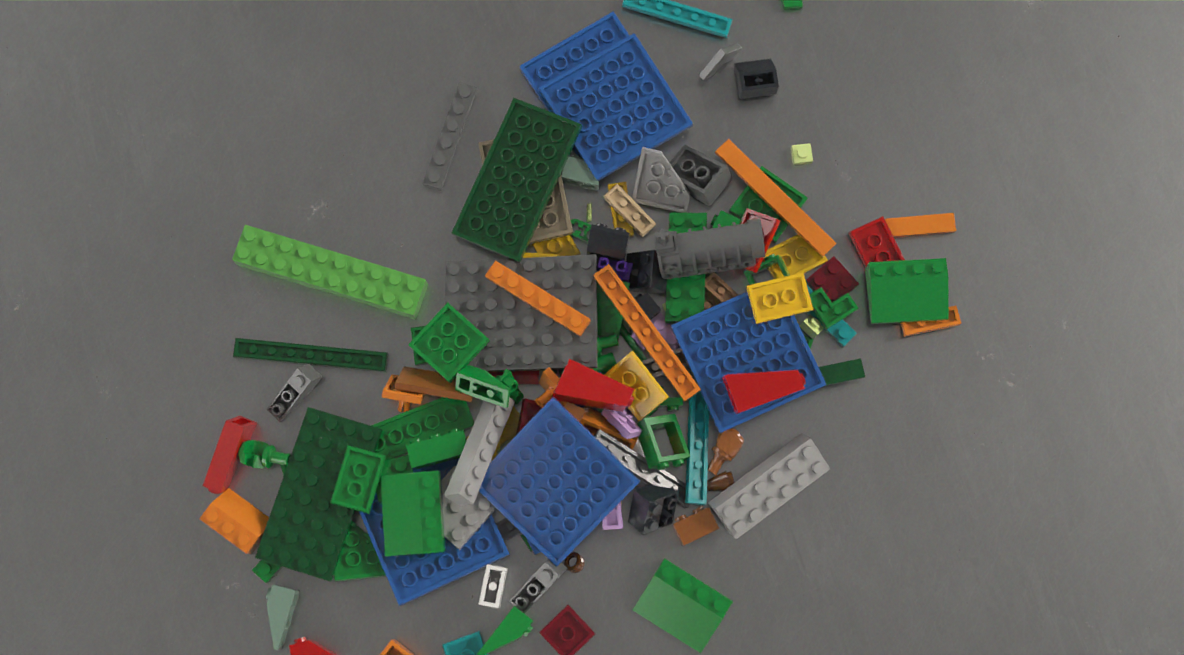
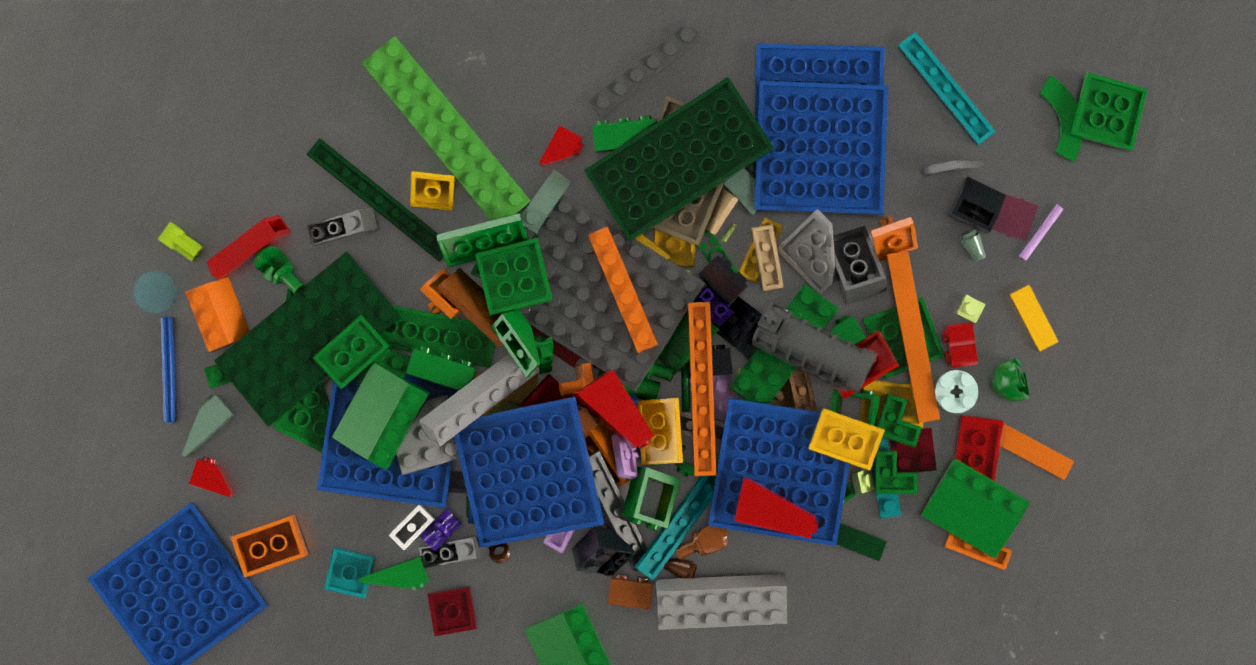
camera: 30 degrees right, 10 degrees up
(168, 484) = (177, 239): none -> lime piece
(177, 536) = (155, 292): none -> clear light blue tile
(224, 590) = (168, 369): none -> blue axle
(346, 320) = (432, 191): none -> yellow slope
(393, 342) = (463, 244): none -> green plate
(424, 228) = (562, 147): none -> red slope
(436, 277) = (545, 201): none -> sand green slope
(455, 196) = (613, 135): none -> green slope
(516, 574) = (440, 529): none -> dark purple hips
(572, 192) = (722, 209): none -> tan tile
(712, 135) = (894, 237): none -> orange tile
(772, 107) = (973, 244): none -> sand green cone
(789, 70) = (1015, 217): none -> clear pink piece
(812, 271) = (892, 423): none -> green tile
(813, 182) = (960, 345): none -> red brick
(814, 70) = (1041, 232): none -> lavender bar
(838, 208) = (962, 381): none -> light aqua brick
(851, 131) = (1033, 318): none -> yellow tile
(867, 184) = (1011, 381): none -> green cylinder

